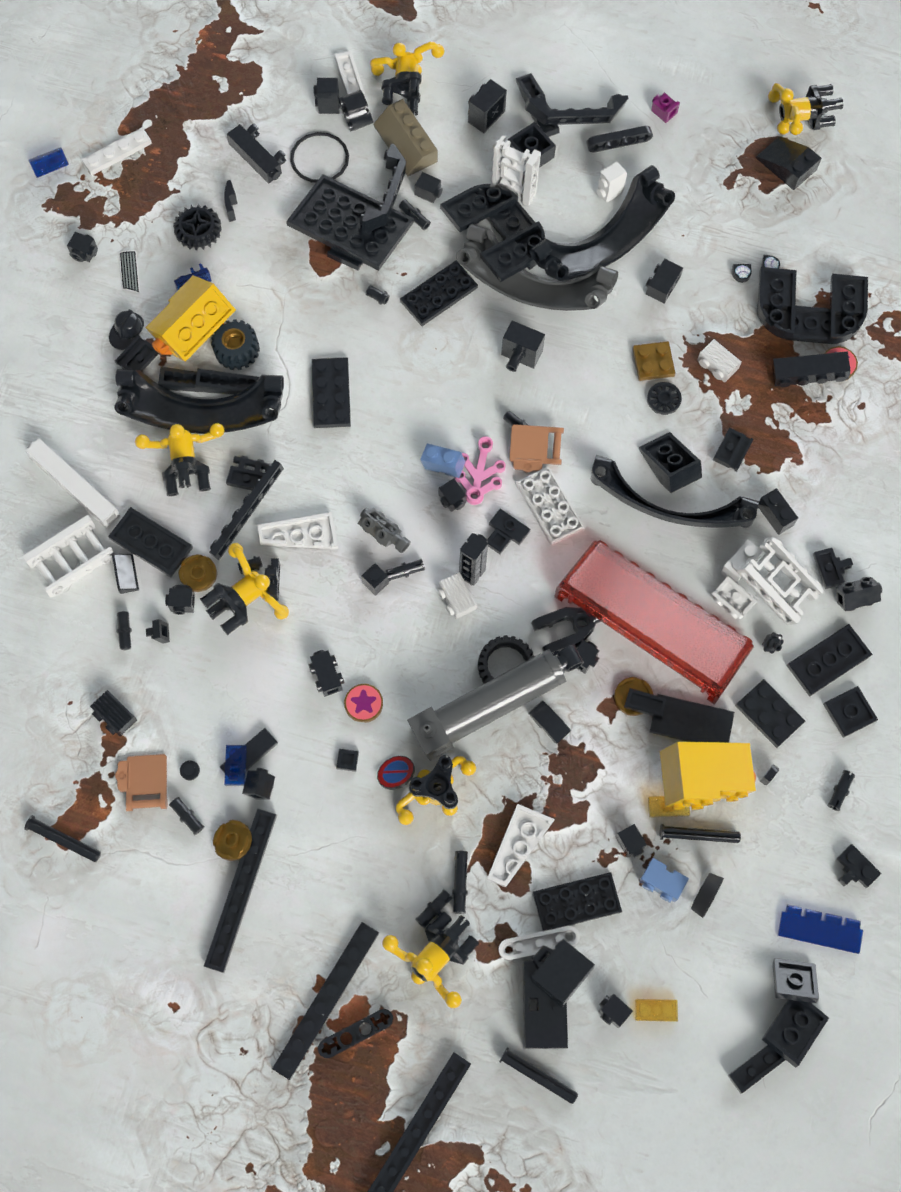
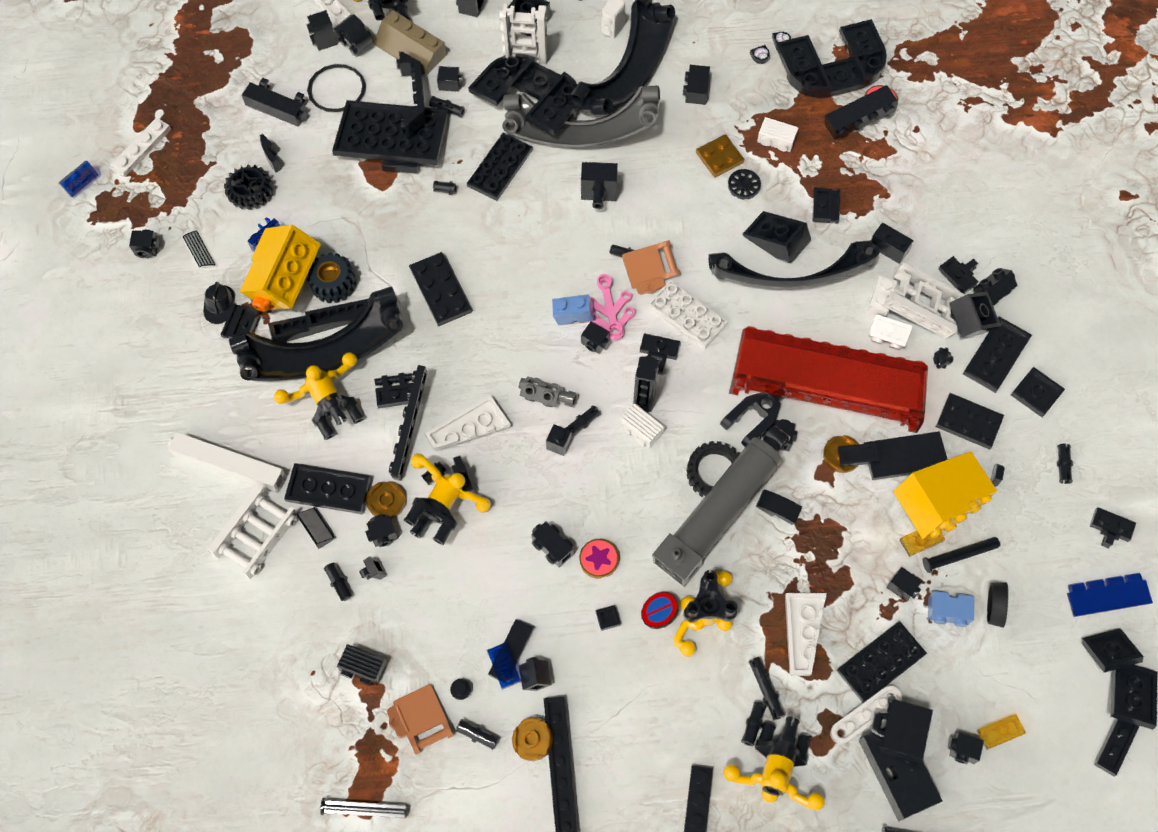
camera: 20 degrees left, 5 degrees down
(821, 613) = (974, 314): none -> black brick

